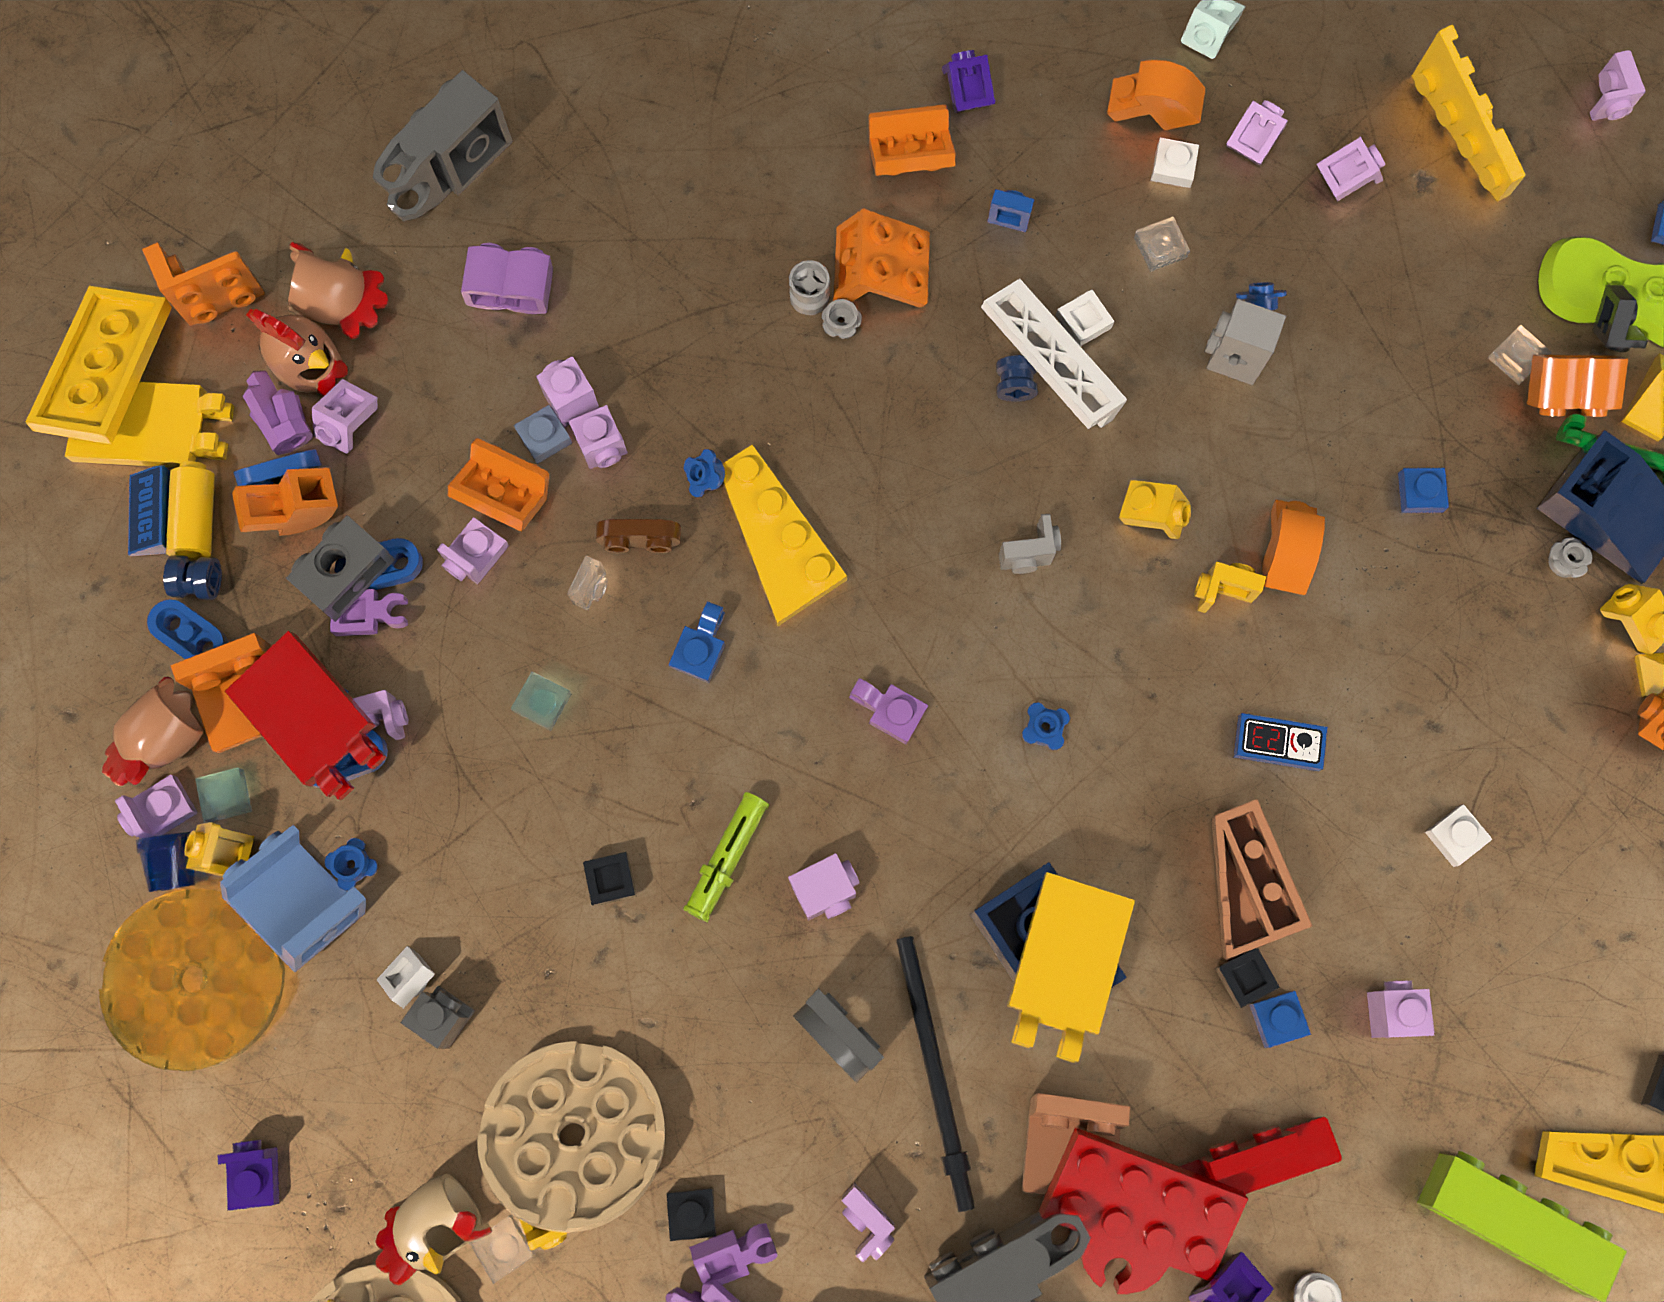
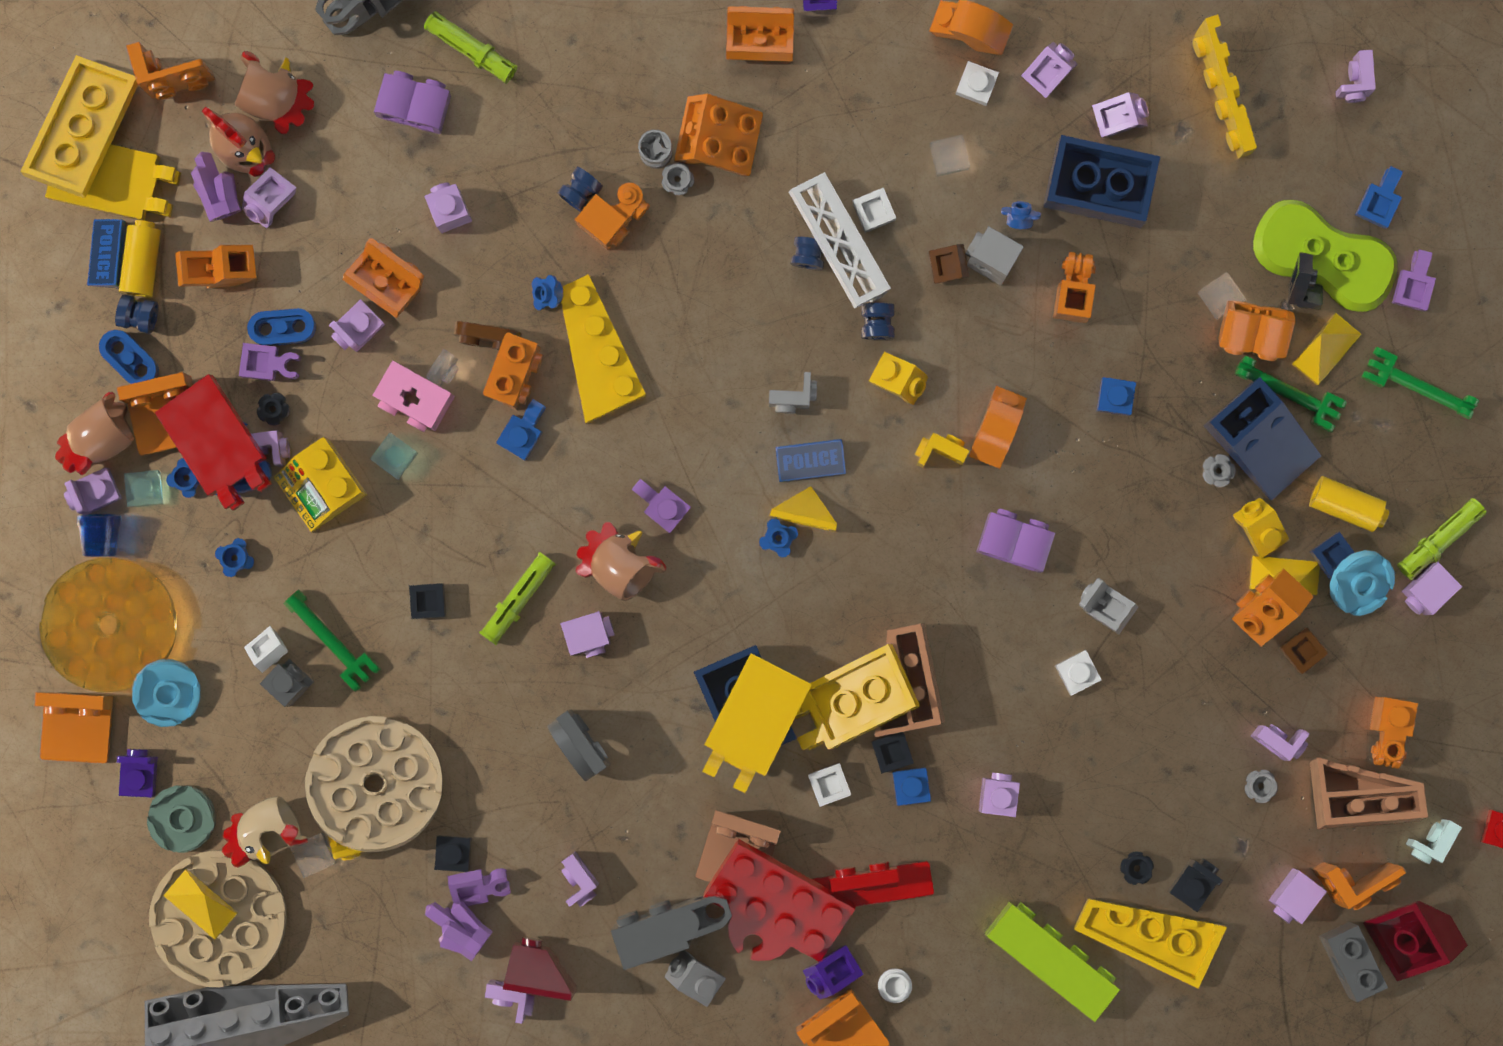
camera: 15 degrees right, 10 degrees up
(160, 1124) = (75, 727): none -> orange bracket
(215, 848) = (137, 533): yellow bracket -> none
(265, 775) = (176, 479): none -> blue plate
(275, 469) = (200, 238): blue plate -> none
(277, 1057) = (166, 692): none -> medium azure tile
(290, 899) = (187, 578): medium blue panel -> none
(317, 1228) = (181, 818): none -> sand green tile
(338, 591) = (272, 326): dark grey brick -> none
(382, 678) = (281, 412): none -> black plate
(439, 910) = (354, 665): none -> green hinge
(449, 751) = (319, 483): none -> yellow slope
(539, 606) = (400, 381): none -> bright pink brick
(543, 434) = (423, 237): sand blue plate -> none
(583, 214) = (475, 50): none -> lime pin
(598, 438) = (467, 248): lavender bracket -> none
(676, 570) = (512, 371): none -> orange bracket
(726, 346) = (582, 186): none -> dark blue wheel
(766, 379) = (609, 222): none -> orange brick
(845, 789) = (615, 564): none -> nougat piece
(955, 1161) = (650, 848): black bar -> none
(1010, 210) = (831, 106): blue plate -> none
(1066, 623) = (810, 460): none -> dark blue slope
(1075, 688) = (805, 510): none -> yellow slope
(1116, 444) = (877, 321): none -> dark blue wheel
(1174, 1034) = (829, 784): none -> white plate
(1188, 364) = (949, 263): none -> reddish brown plate
(1195, 912) = (857, 699): none -> yellow tile
(1280, 742) = (957, 579): tile -> none
(1345, 682) = (1016, 541): none -> medium lavender brick
(1351, 241) = (1101, 181): none -> dark blue brick
(1351, 376) = (1074, 293): none -> orange brick
(1478, 744) = (1107, 605): none -> light grey bracket
(1609, 1076) = (1145, 872): none -> black plate

